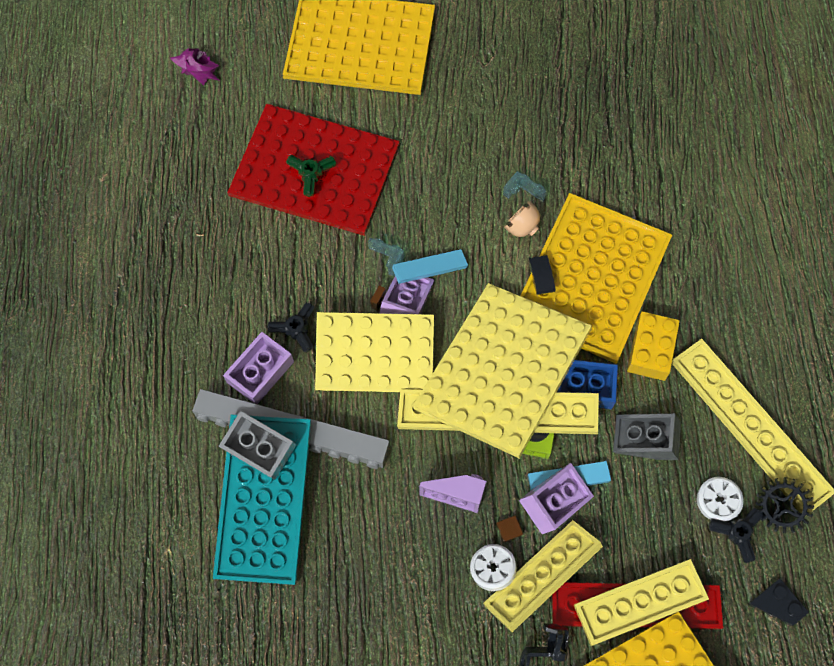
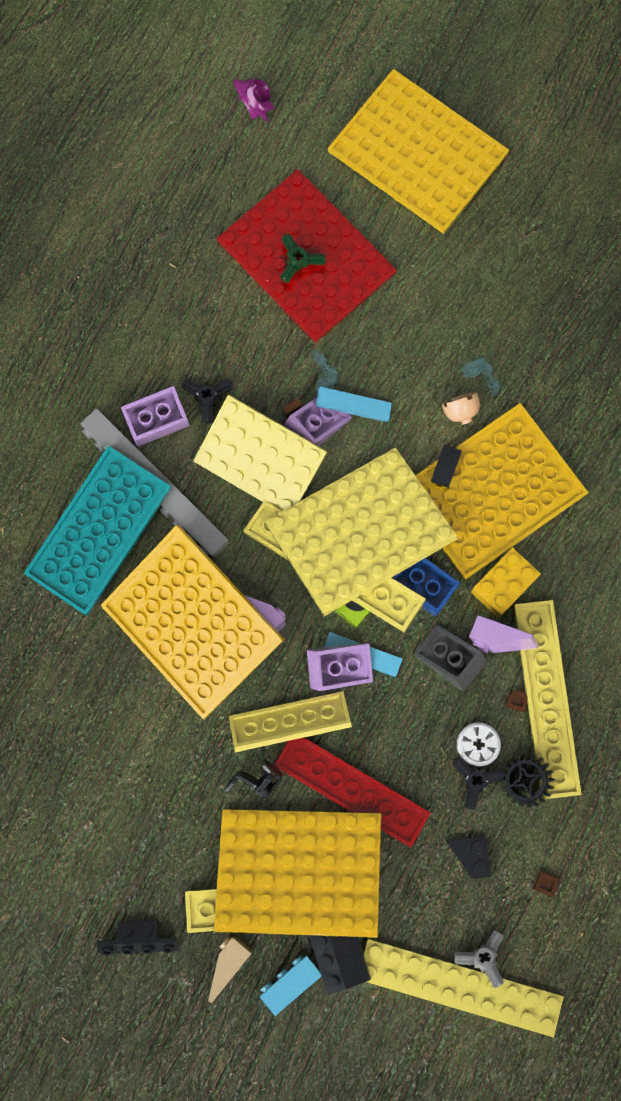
camera: 30 degrees right, 10 degrees up
(257, 445) = (114, 485): light grey brick -> none
(400, 533) = (192, 622): none -> yellow plate
(502, 576) = (256, 703): white wheel -> none
(509, 529) = (286, 668): reddish brown tile -> none
(641, 602) = (355, 788): light yellow plate -> none
(679, 393) = (497, 637): none -> lavender slope
(727, 442) = (517, 701): none -> reddish brown tile

